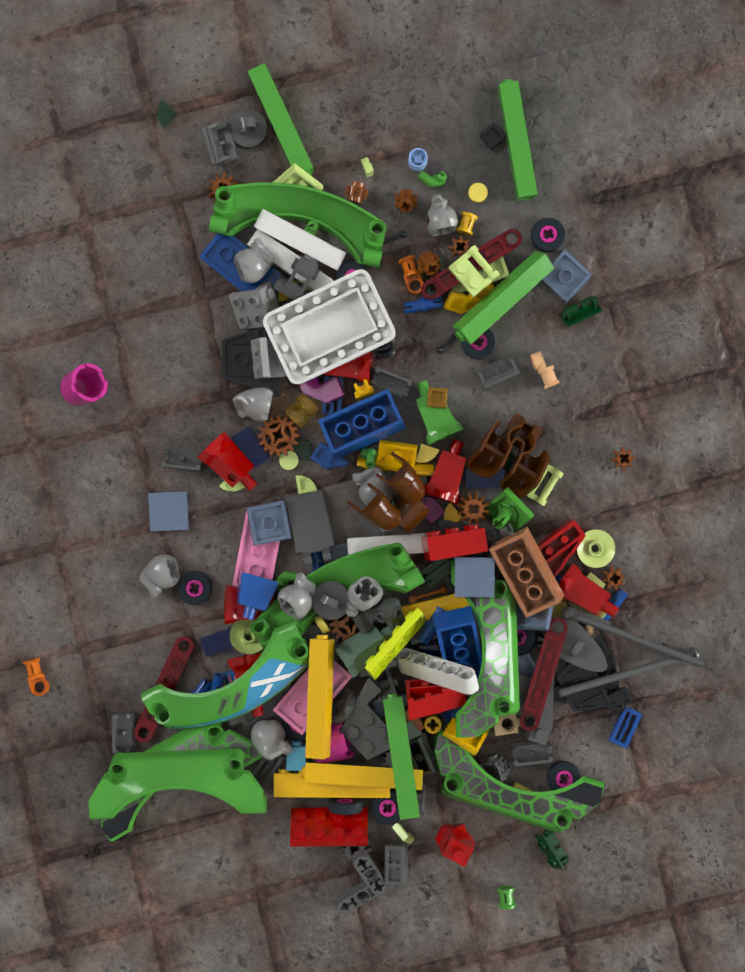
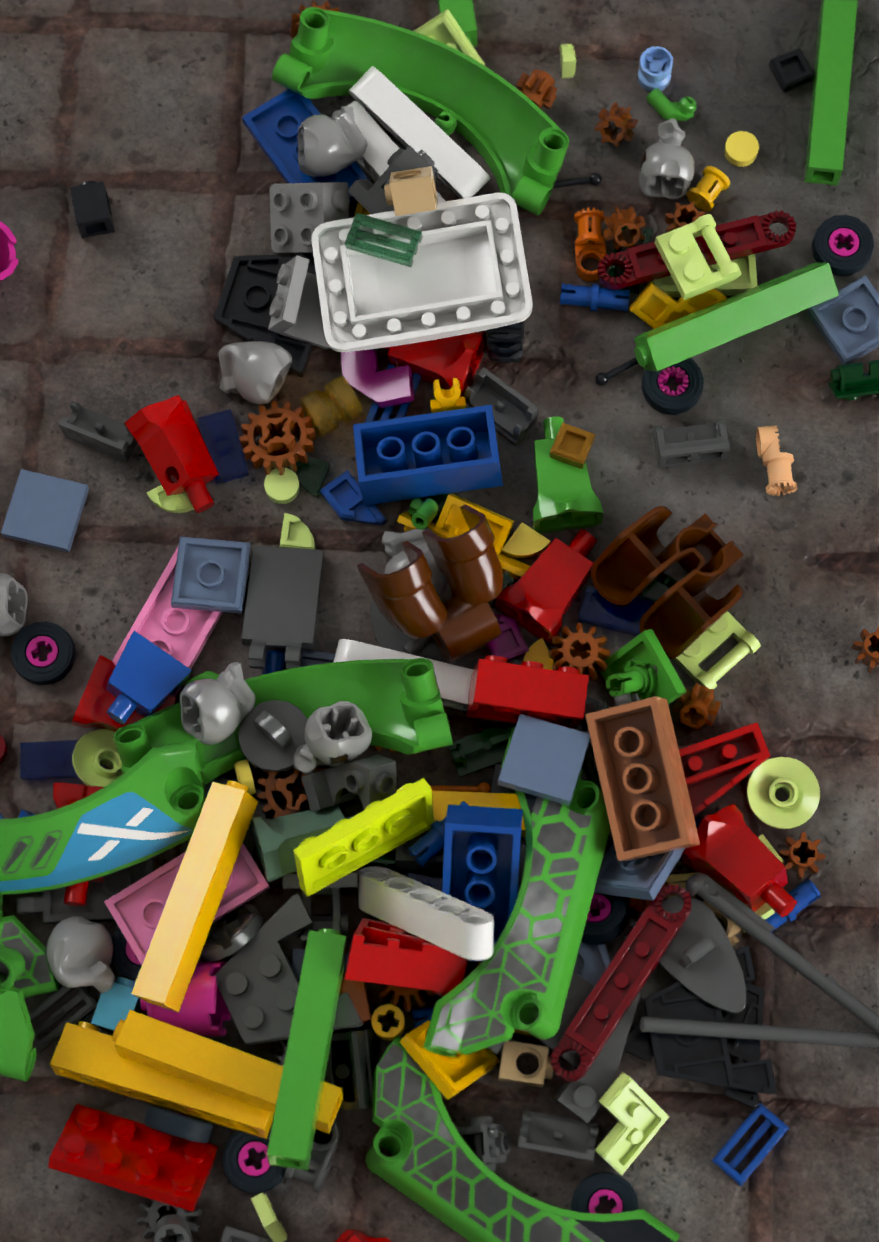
camera: 25 degrees right, 15 degrees down
(134, 334) = (92, 209): none -> black brick
(296, 315) = (378, 251): none -> clear green tile
(310, 284) = (412, 191): none -> tan brick
(541, 517) = (697, 706): none -> dark orange gear
(567, 735) = (637, 1123): none -> yellowish green tile

